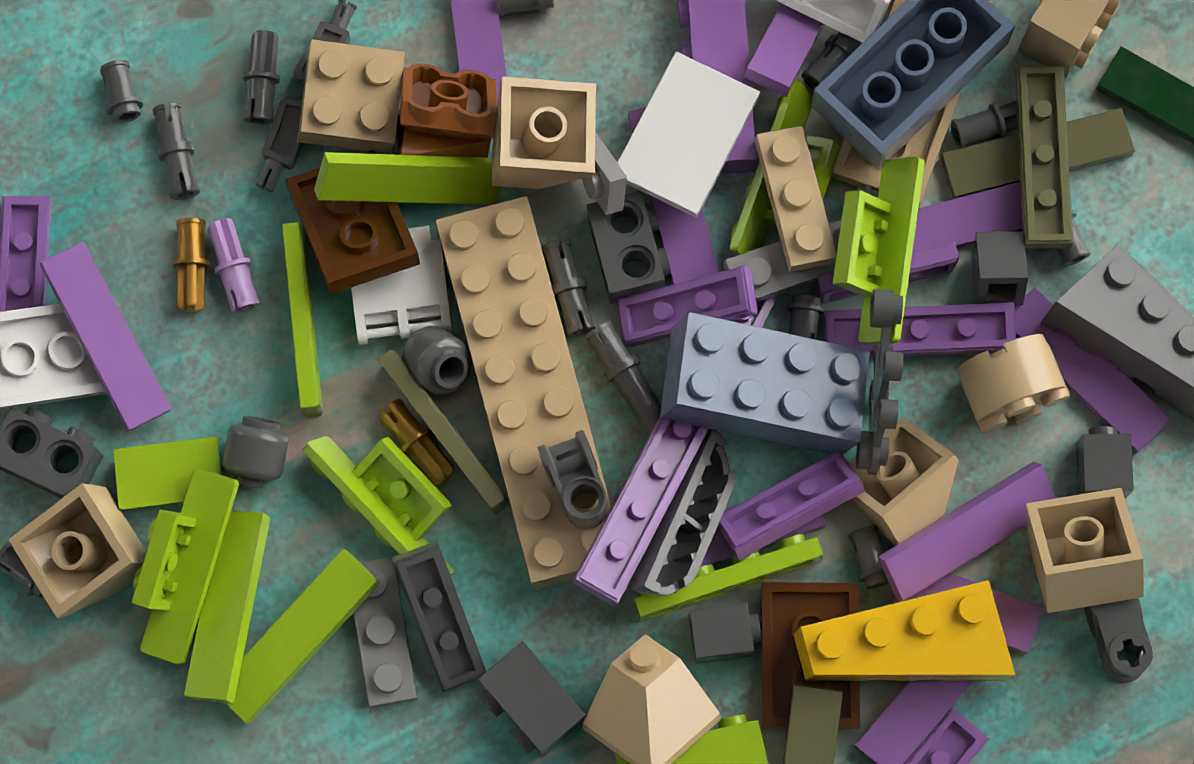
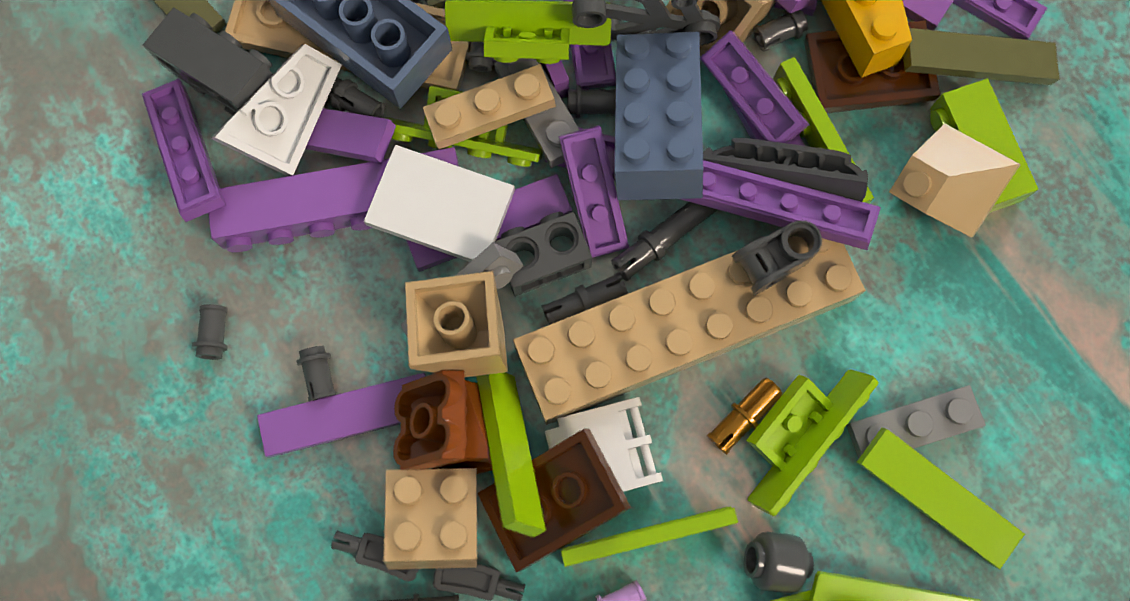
camera: 100 degrees left, 0 degrees up
(227, 610) = (930, 565): lime tile -> none
(437, 360) = (672, 404): dark grey head -> none
(439, 616) = (901, 371): dark grey tile -> none
(443, 431) = (733, 392): olive tile -> none
(531, 700) = (955, 285): dark grey brick -> none
(723, 632) = (868, 134): dark grey brick -> none

